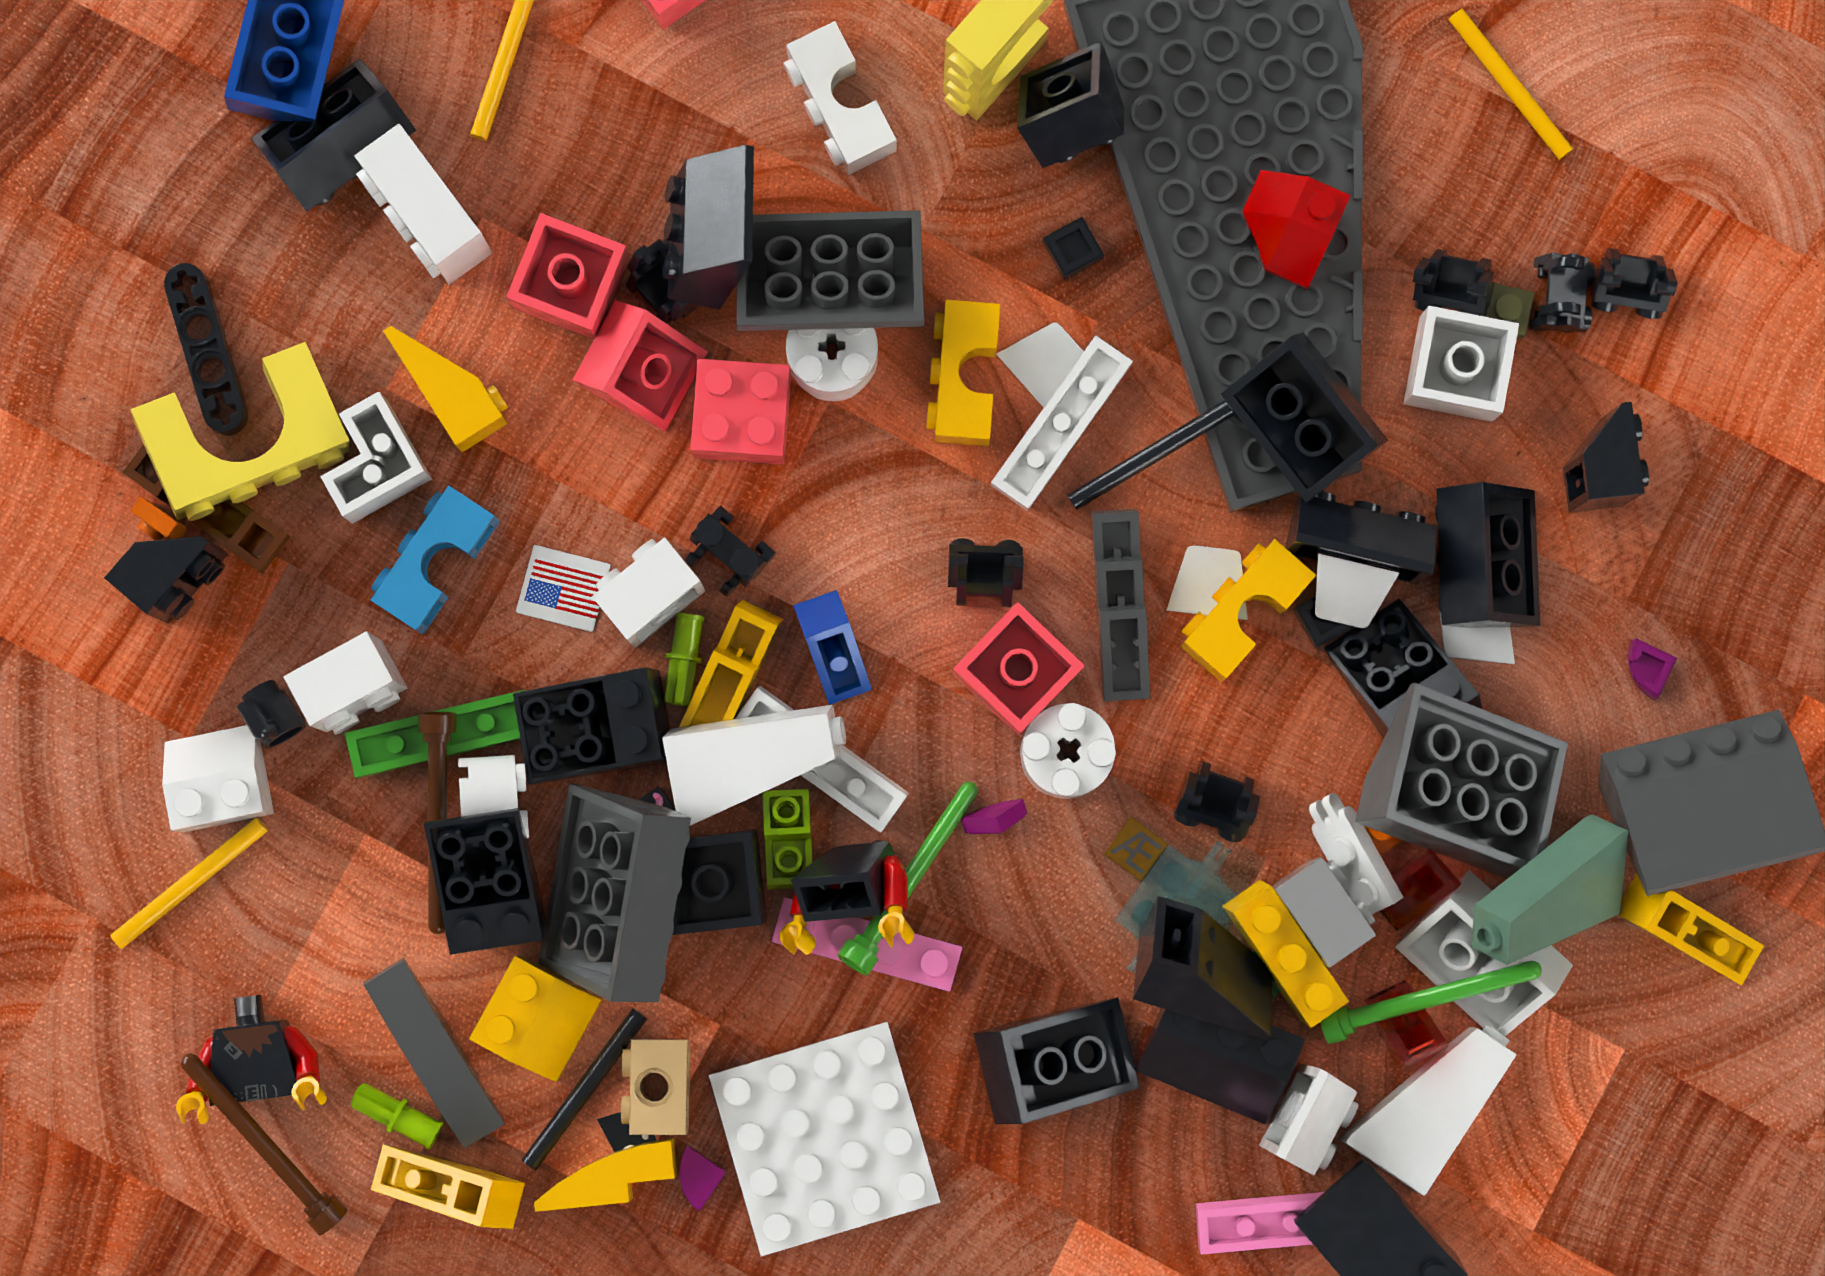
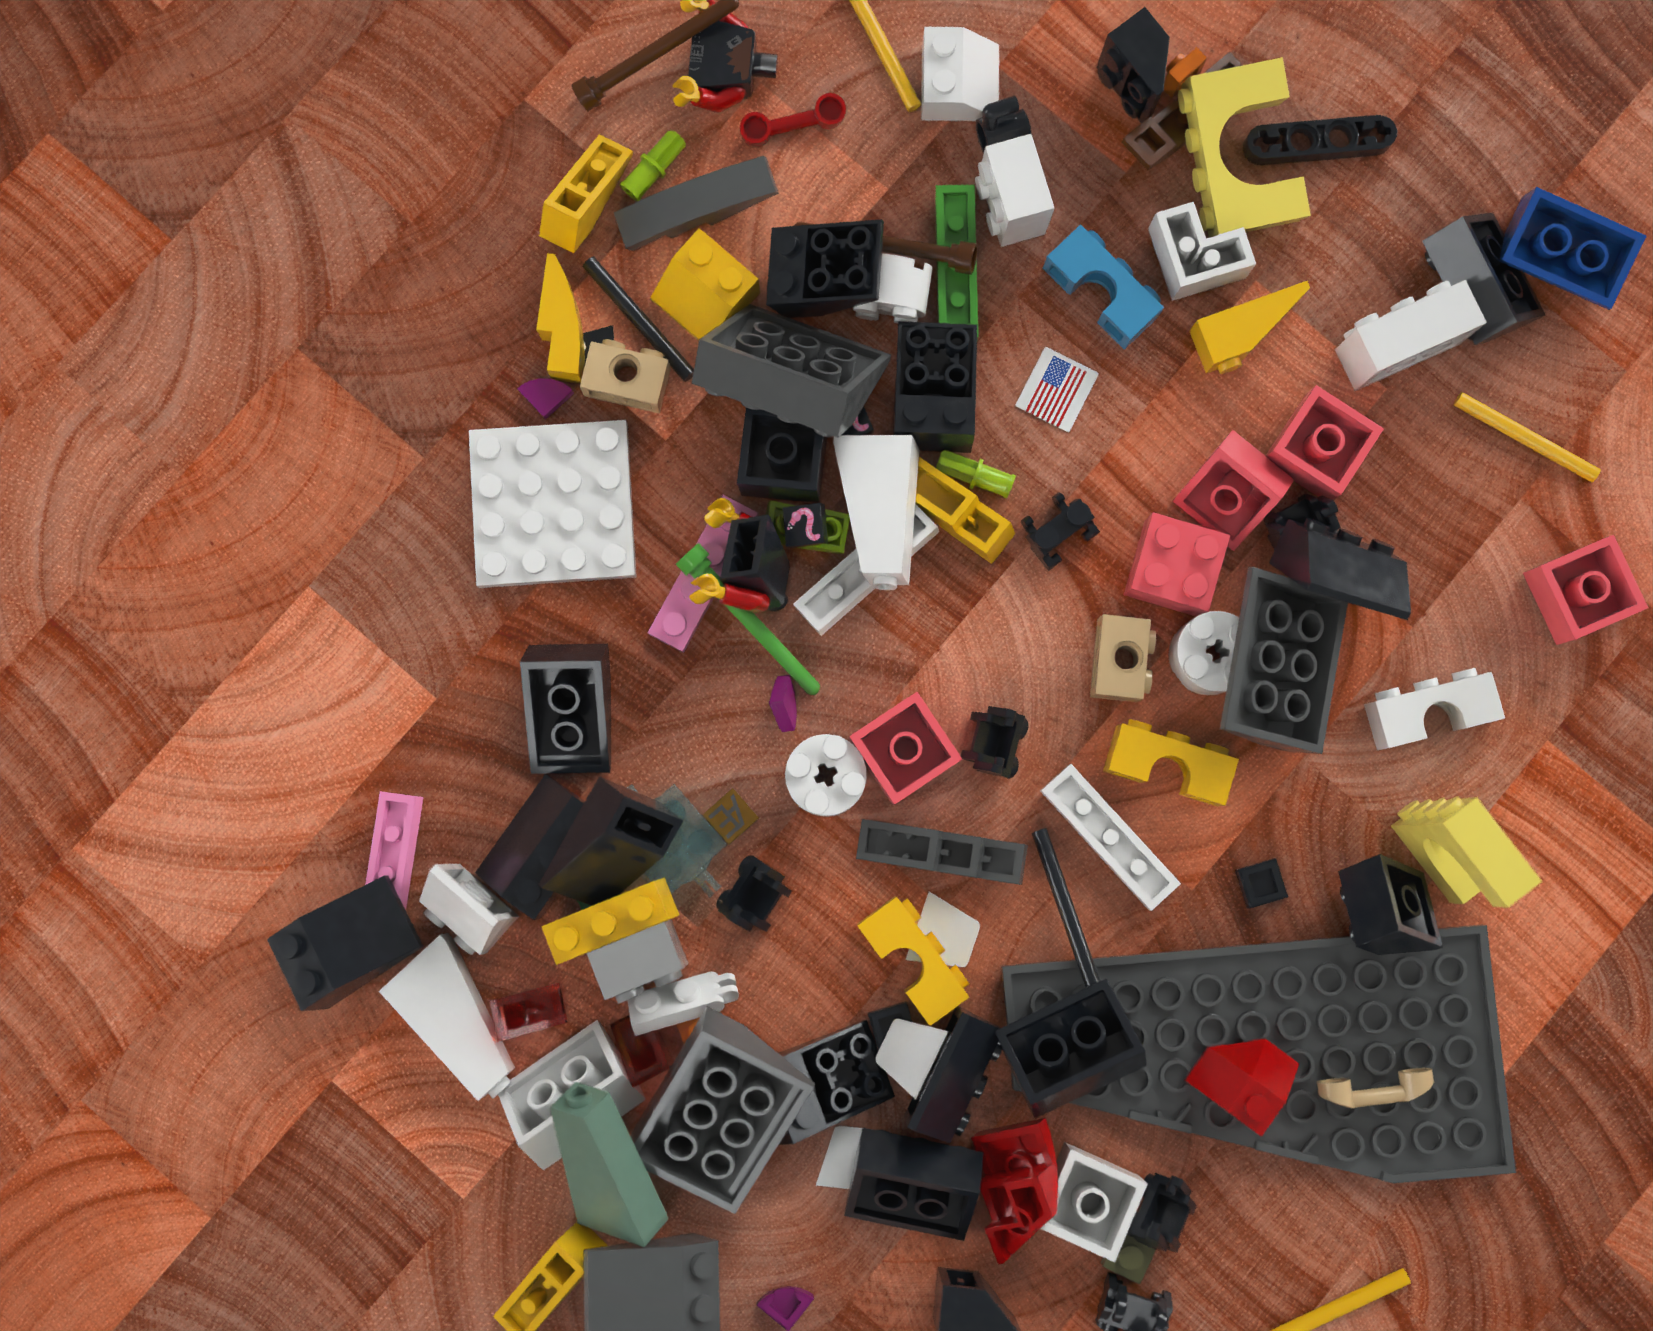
camera: 105 degrees right, 0 degrees up
(290, 924) = (828, 114): none -> red bar
(648, 591) = (1038, 451): white brick -> none
(790, 837) = (805, 525): none -> black tile
(832, 647) = (958, 598): blue slope -> none
(884, 463) = (1108, 678): none -> tan brick
(1042, 360) = (1168, 834): white sticker -> none
(1254, 45) = (1412, 1082): none -> tan bar
(1344, 1021) = (543, 961): bright green piece -> none
(1460, 443) = (1017, 1183): none -> red slope

